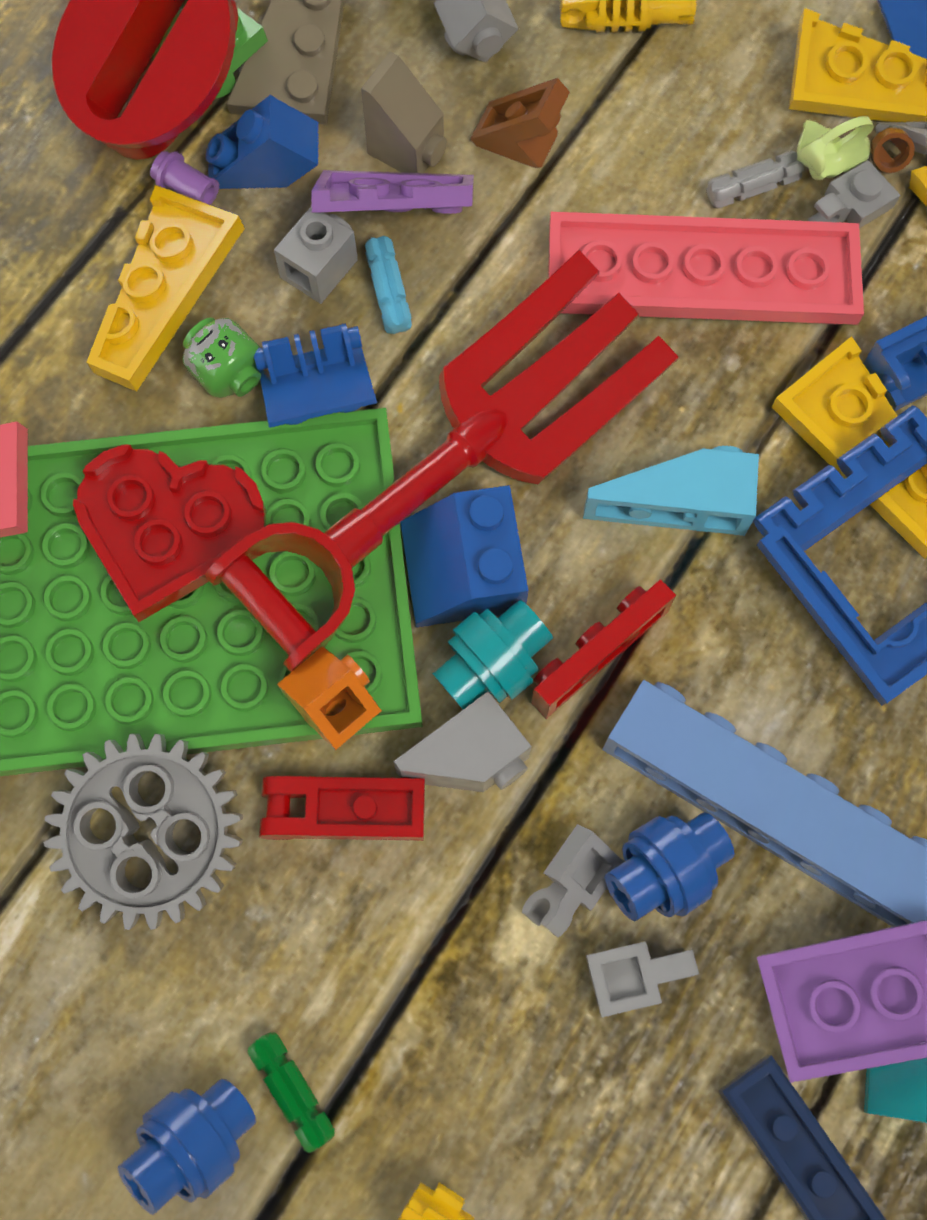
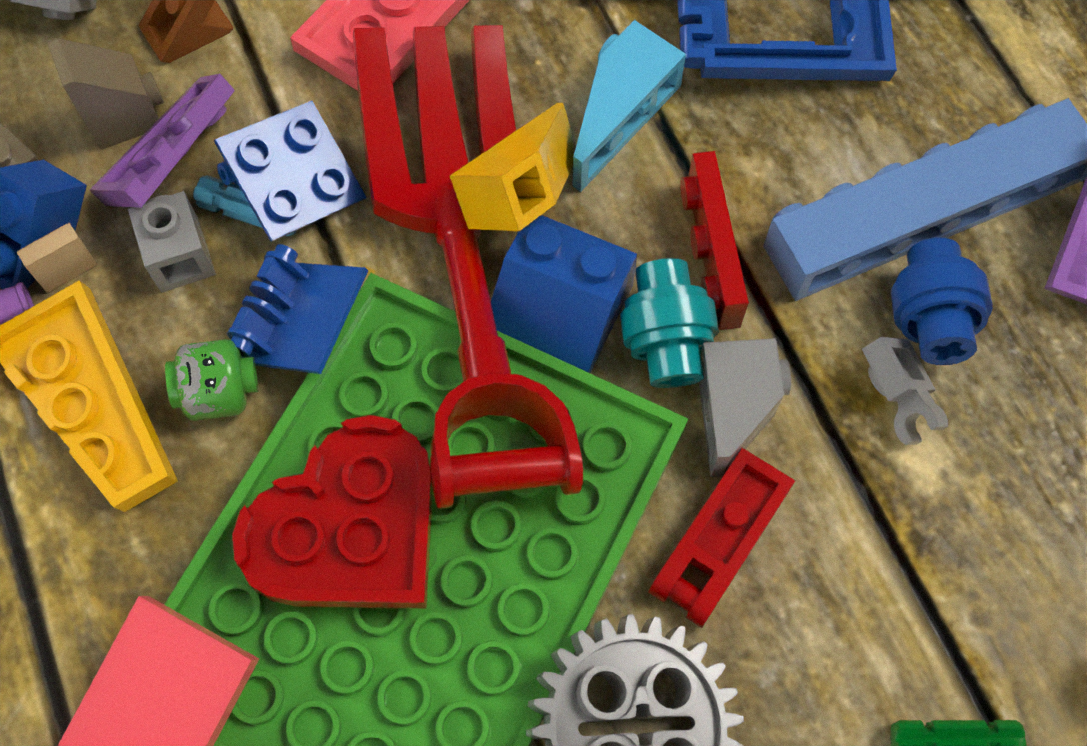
camera: 55 degrees left, 5 degrees down
(250, 189) = (57, 258): none -> tan tile
(331, 696) = (630, 469): orange brick -> none
(431, 292) = (289, 170): none -> hinge
(541, 458) = (518, 175): none -> yellow slope
(629, 979) = (1011, 391): light grey plate -> none

